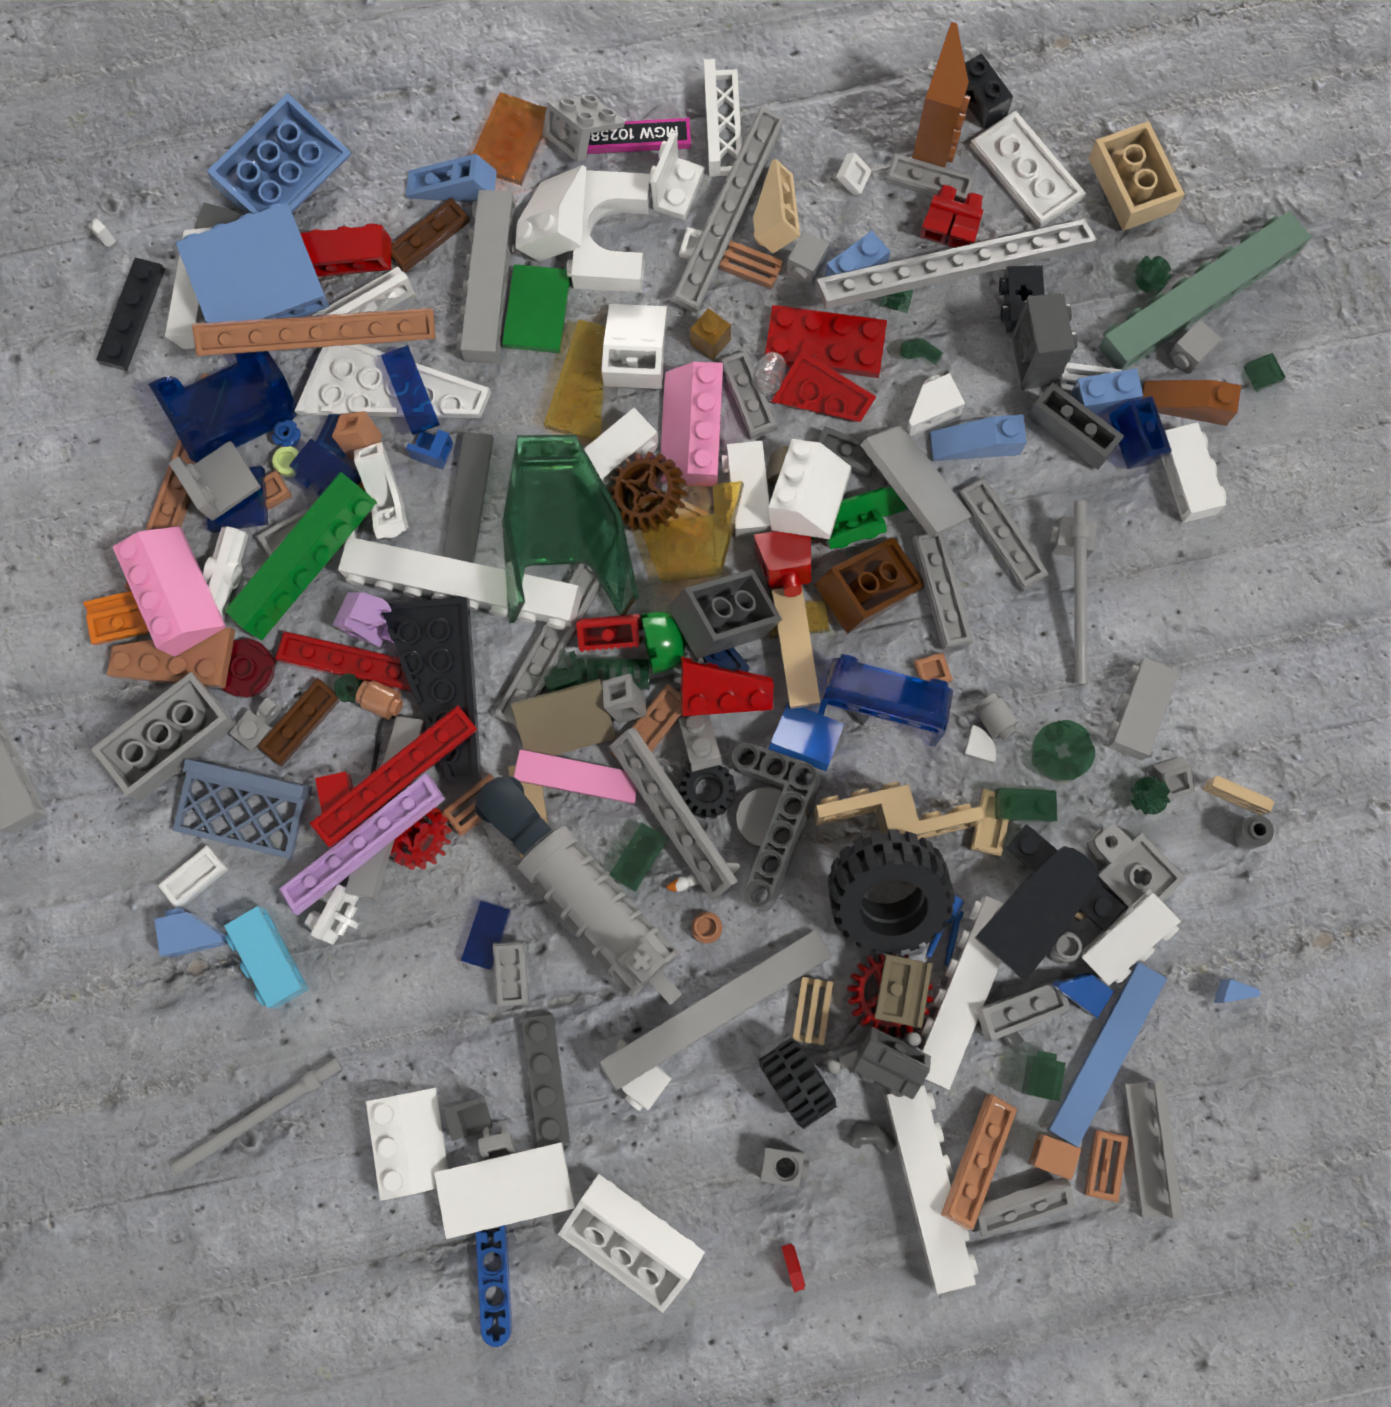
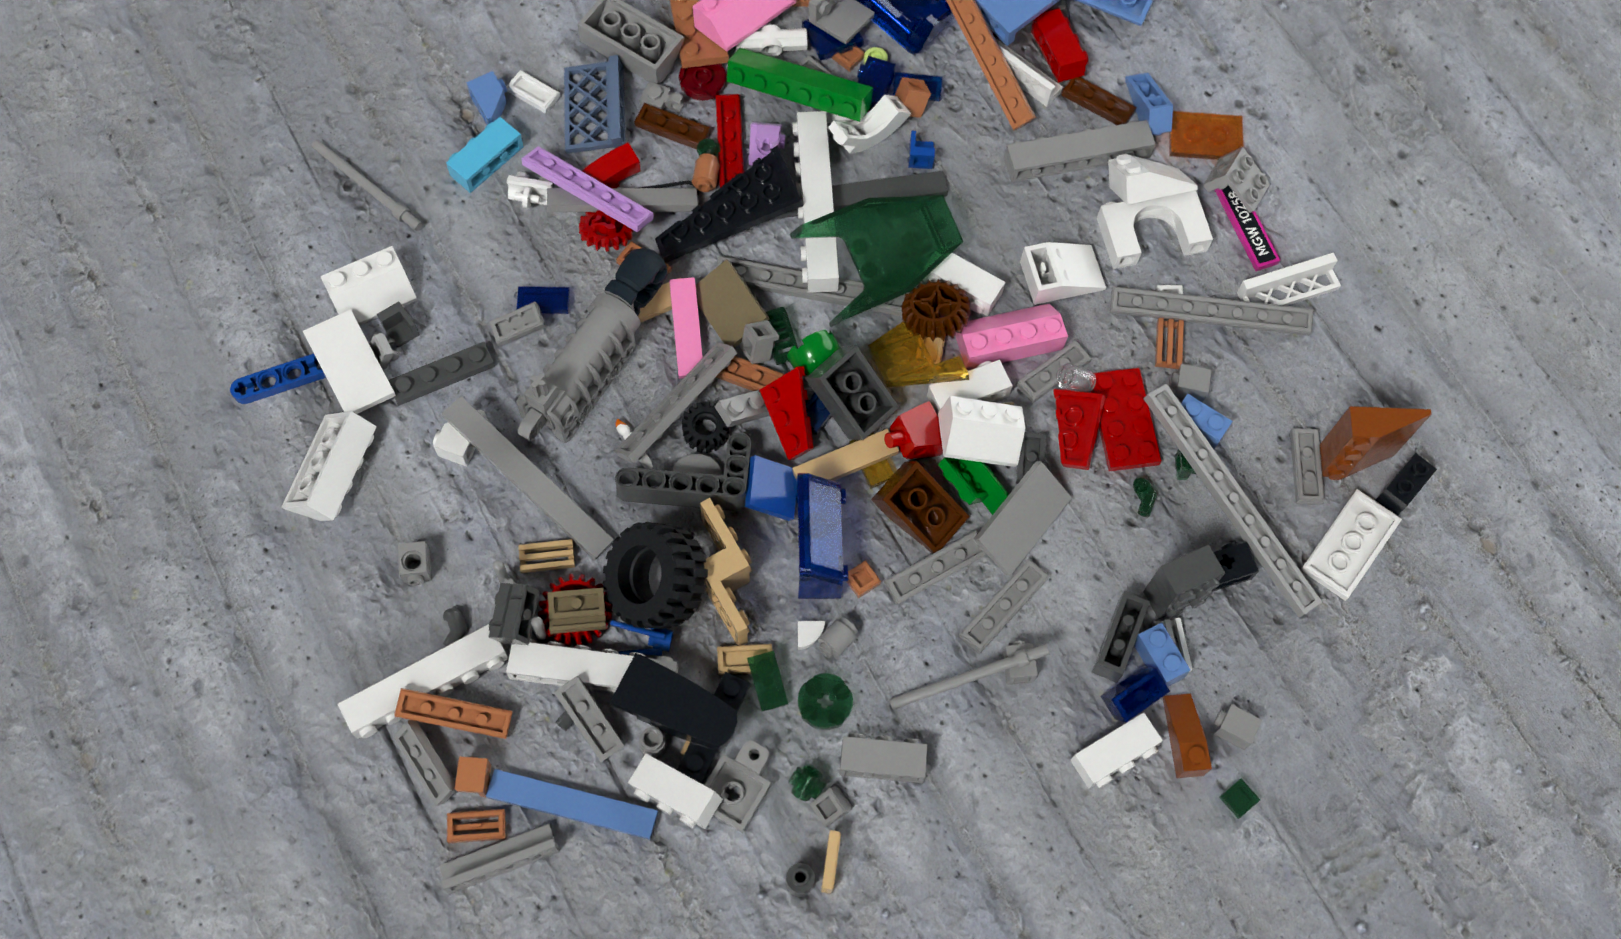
camera: 65 degrees right, 10 degrees down
(293, 433) = (896, 56): blue plate -> none
(356, 380) = (959, 102): white wing -> none
(393, 776) = (646, 194): red tile -> none
(410, 390) = (961, 121): clear blue tile -> none
(536, 309) = (1066, 194): green tile -> none
(565, 678) = (765, 297): clear green bracket -> none
(580, 388) = (1004, 243): clear yellow wing -> none
(609, 632) = (808, 311): red brick -> none
(638, 857) = (635, 390): clear green plate -> none
(674, 181) = (1217, 260): white bracket -> none
(706, 927) = (593, 457): nougat plate -> none
(710, 334) = (1093, 325): pearl gold brick -> none
(776, 211) = (1225, 346): tan slope -> none
(793, 1267) = (335, 590): red tile -> none
(797, 1083) = (478, 547): black tyre -> none
(853, 173) = (1283, 400): white plate -> none
(936, 403) = (1097, 516): white slope -> none
(945, 210) = (1271, 490): red hips -> none
(980, 439) = (1081, 564): medium blue slope -> none
(1044, 1076) = (537, 752): clear green brick -> none
(1086, 992) = (618, 769): blue tile -> none
(1136, 175) = (1379, 632): tan brick -> none
(1152, 273) = (1292, 672): clear green gear -> none
(1204, 291) = (1296, 724): sand green brick -> none
(1233, 990) = (653, 897): medium blue slope -> none

